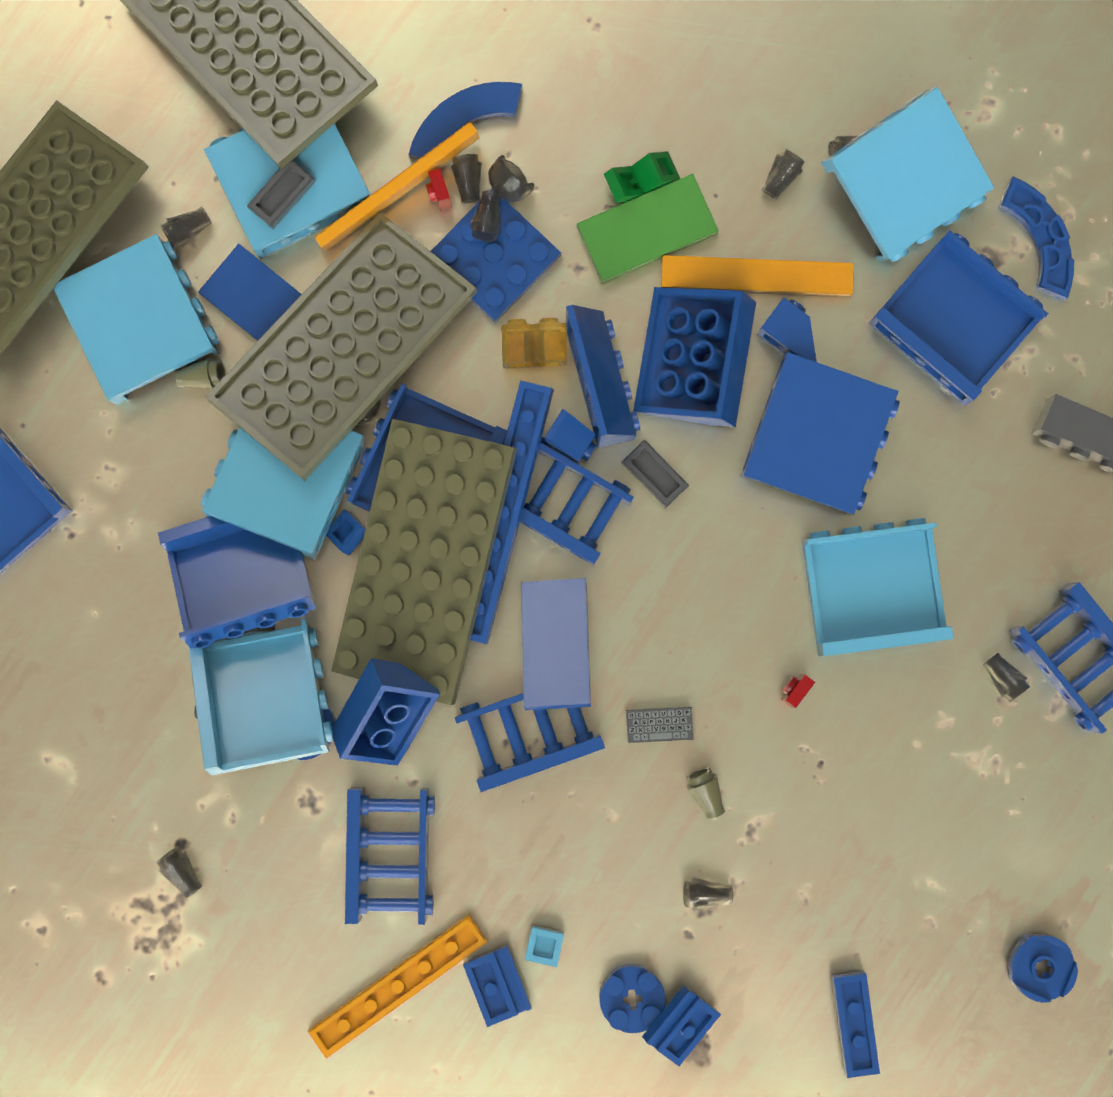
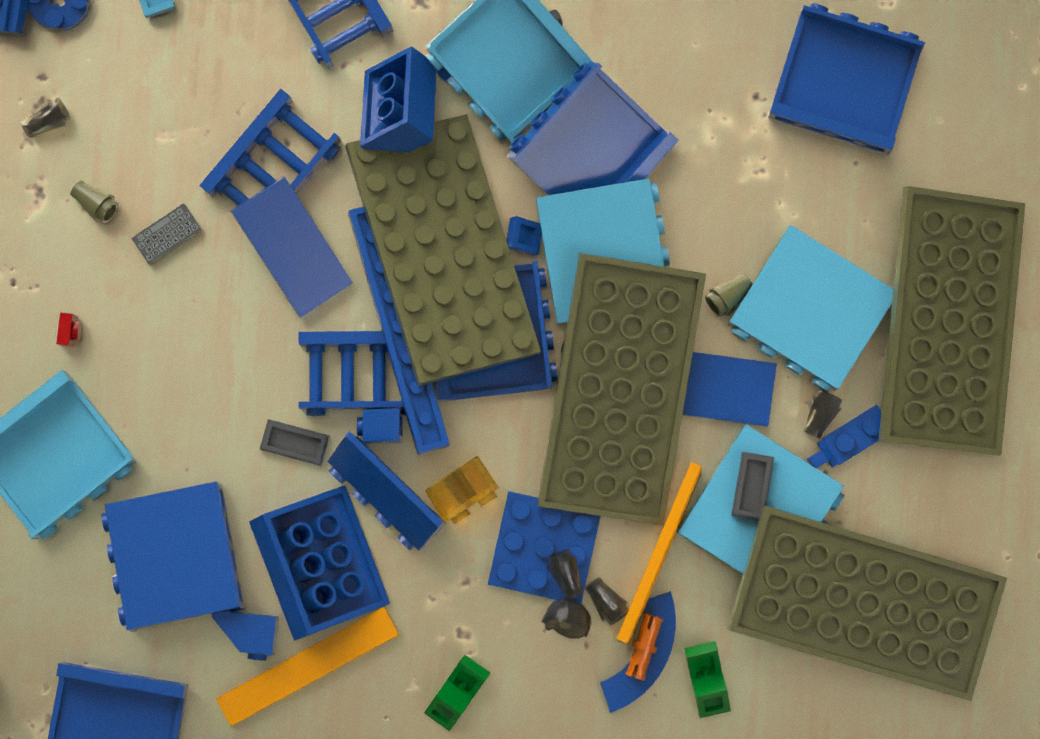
camera: 160 degrees right, 0 degrees up
(175, 192) = (848, 439): none -> blue hinge
(423, 62) = (707, 679): none -> green slope
(437, 189) = (625, 574): red plate -> none
(459, 116) = (644, 646): none -> orange pin
(647, 228) = (426, 651): bright green tile -> none

